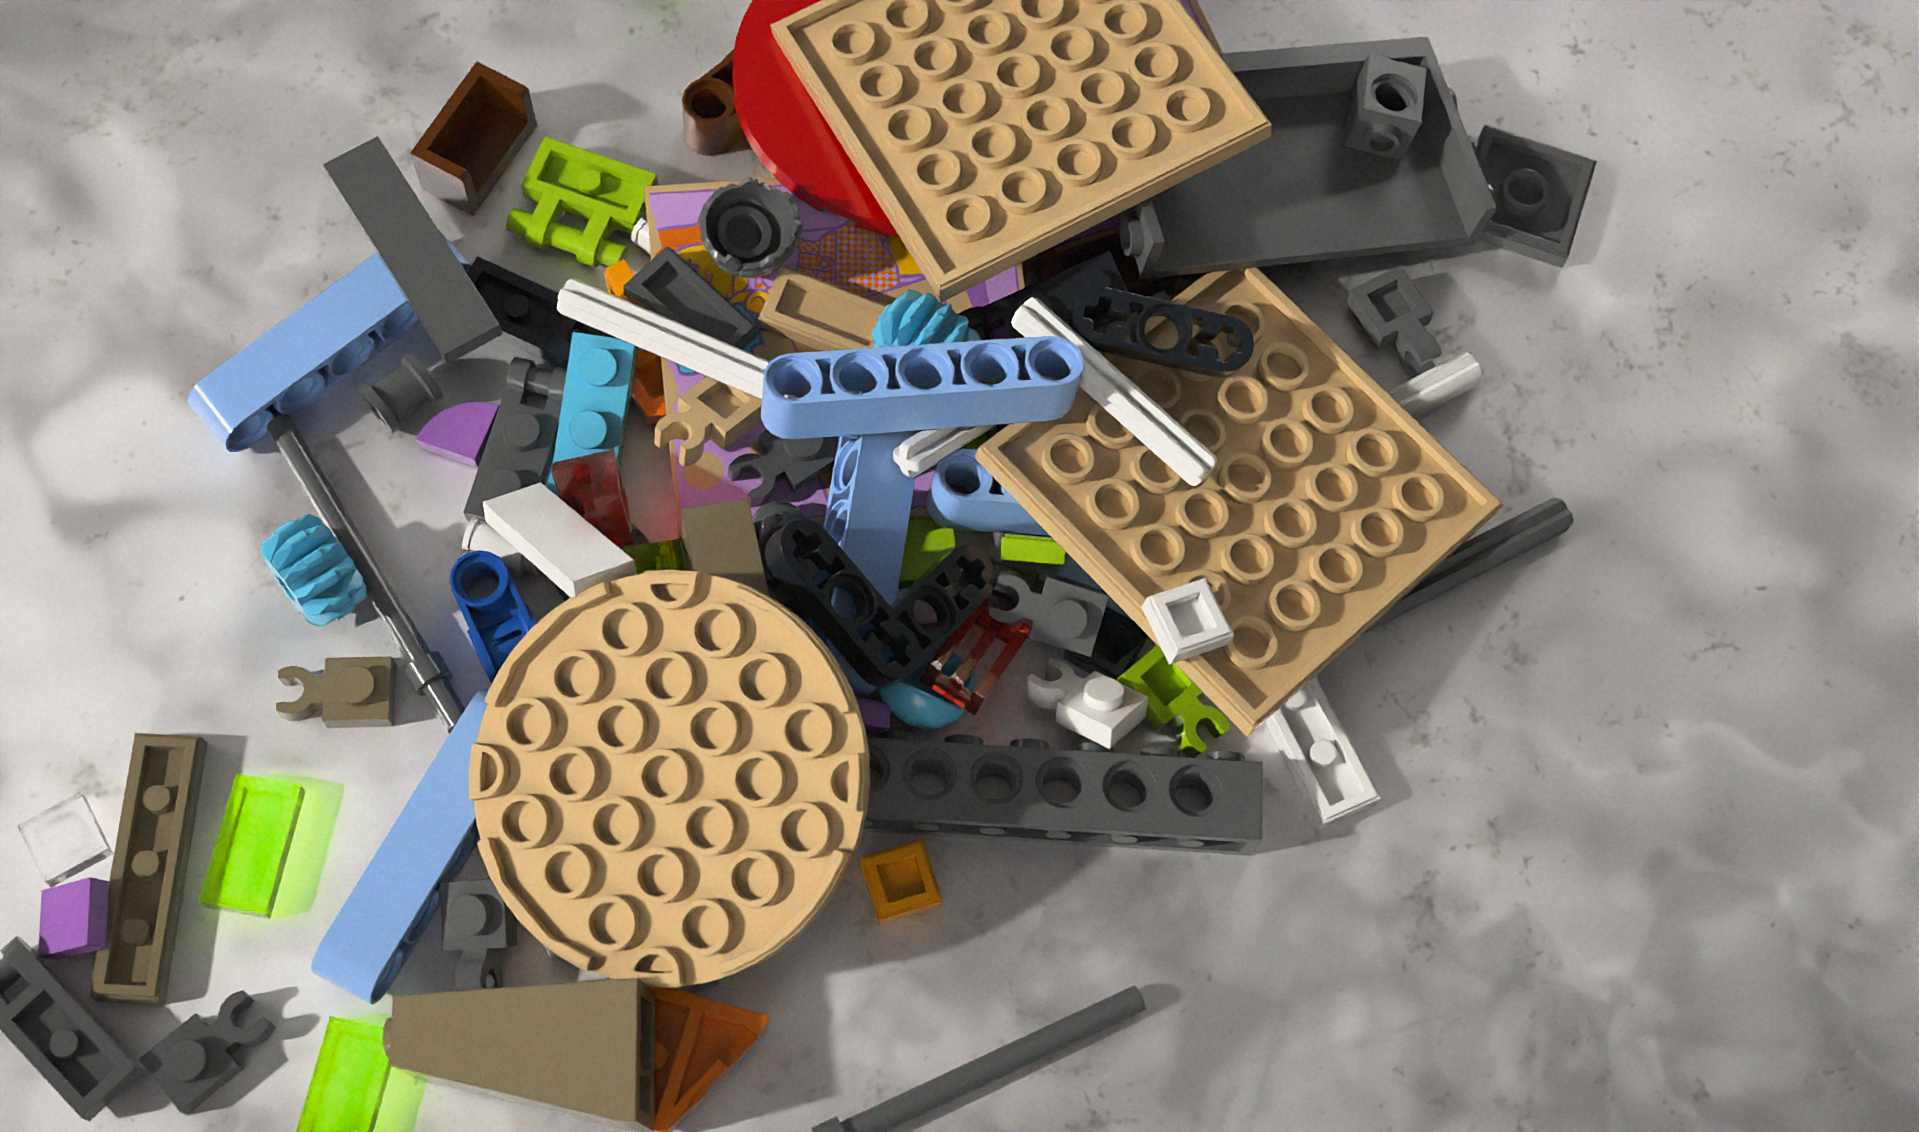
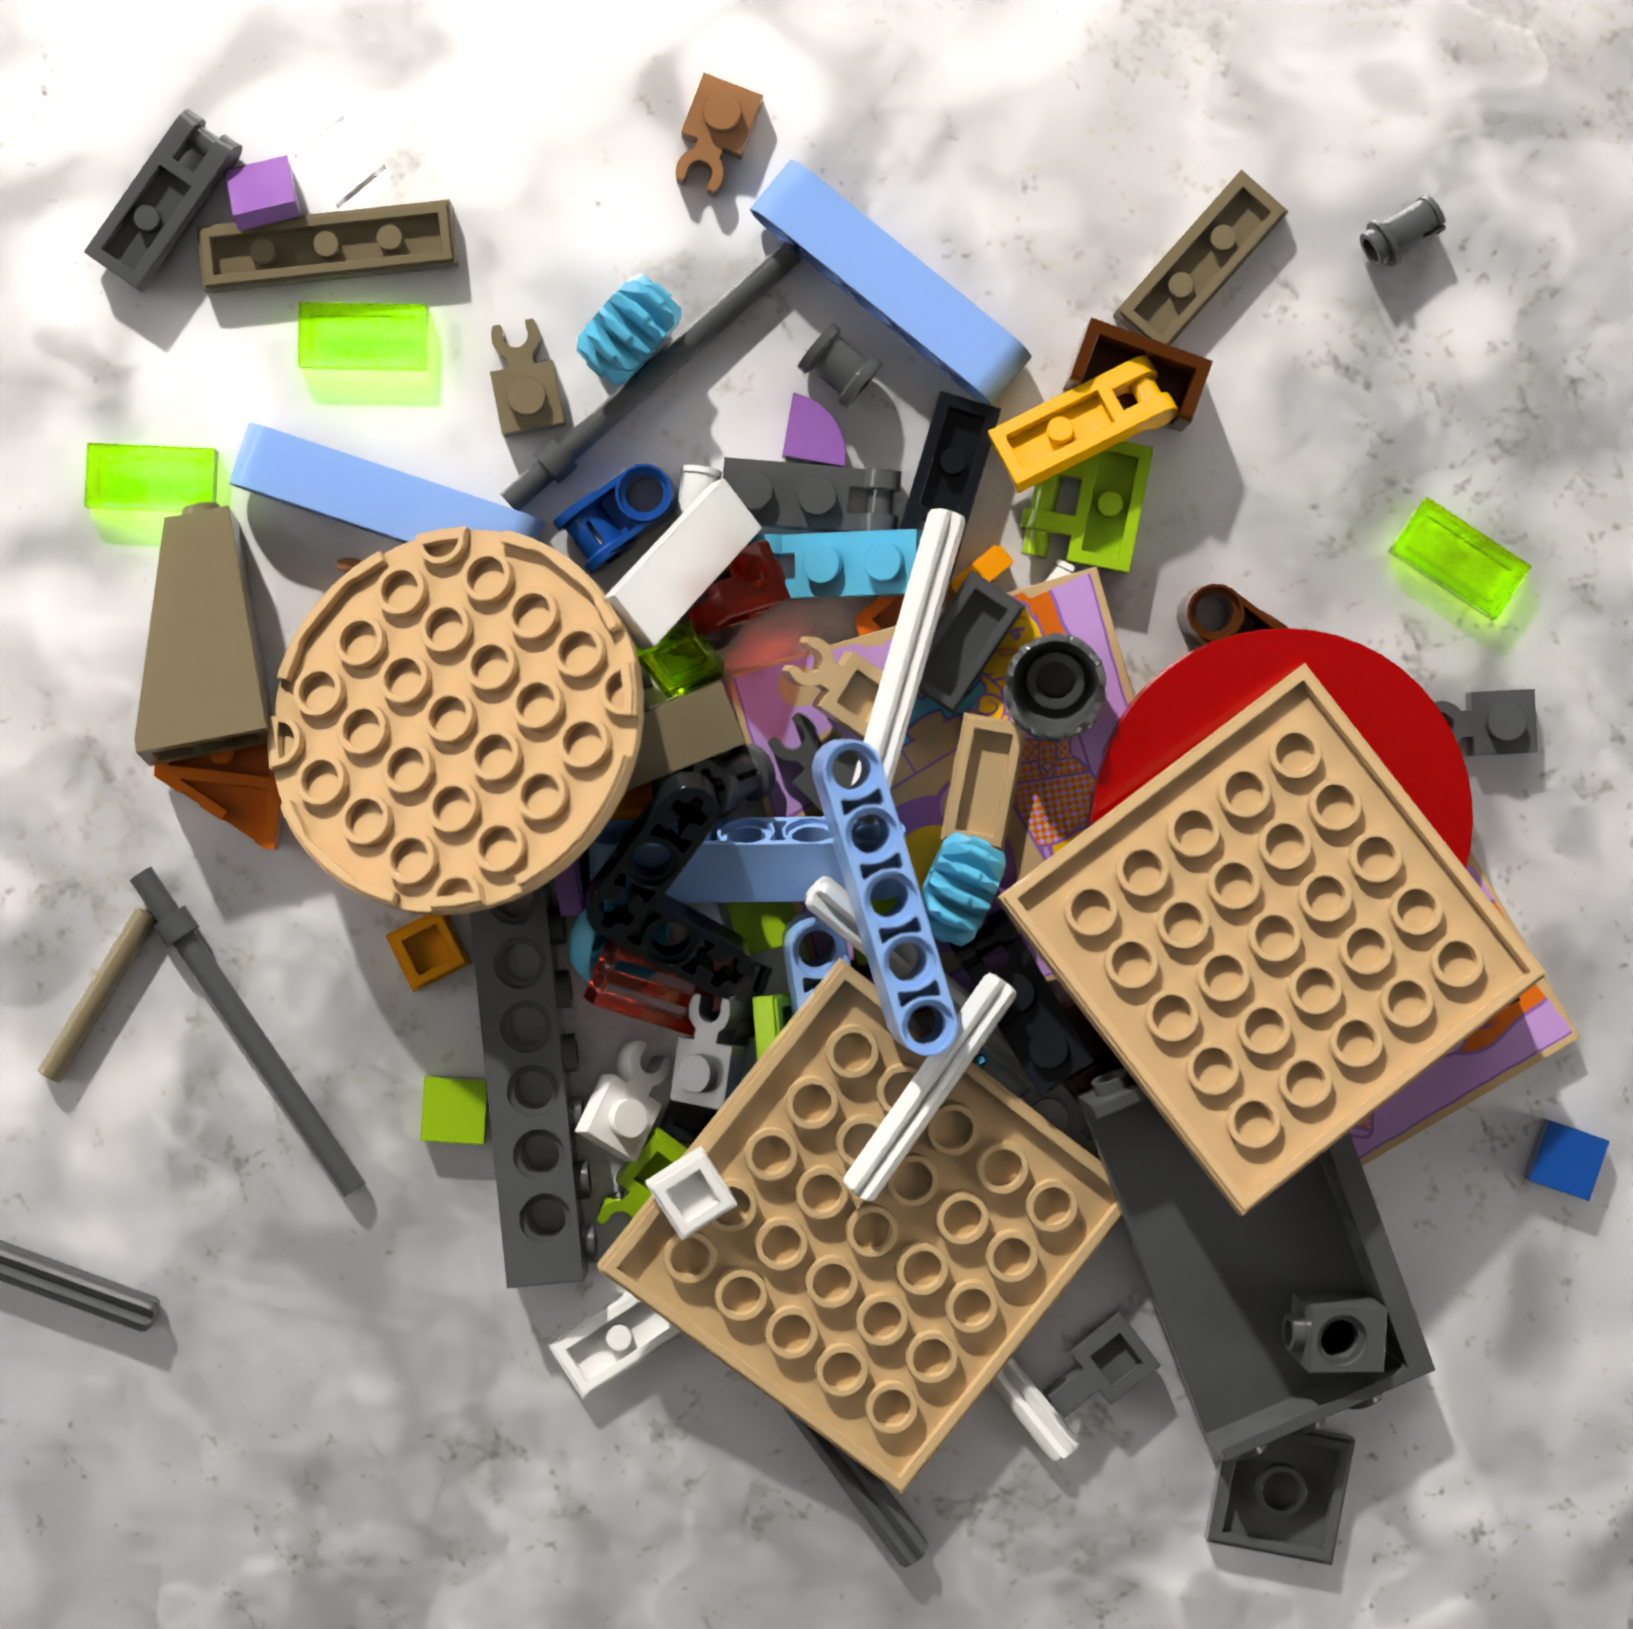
camera: 85 degrees right, 20 degrees up
(137, 468) = (719, 125): none -> medium nougat plate
(199, 1057) = (162, 339): dark grey plate -> none
(378, 74) = (1201, 261): none -> dark tan tile
(413, 250) = (983, 344): dark grey tile -> none
(478, 924) = (313, 564): dark grey plate -> none
(508, 185) = (1081, 423): none -> yellow plate
(1070, 880) = (454, 1110): none -> lime tile
(1202, 357) = (987, 1174): black beam -> none

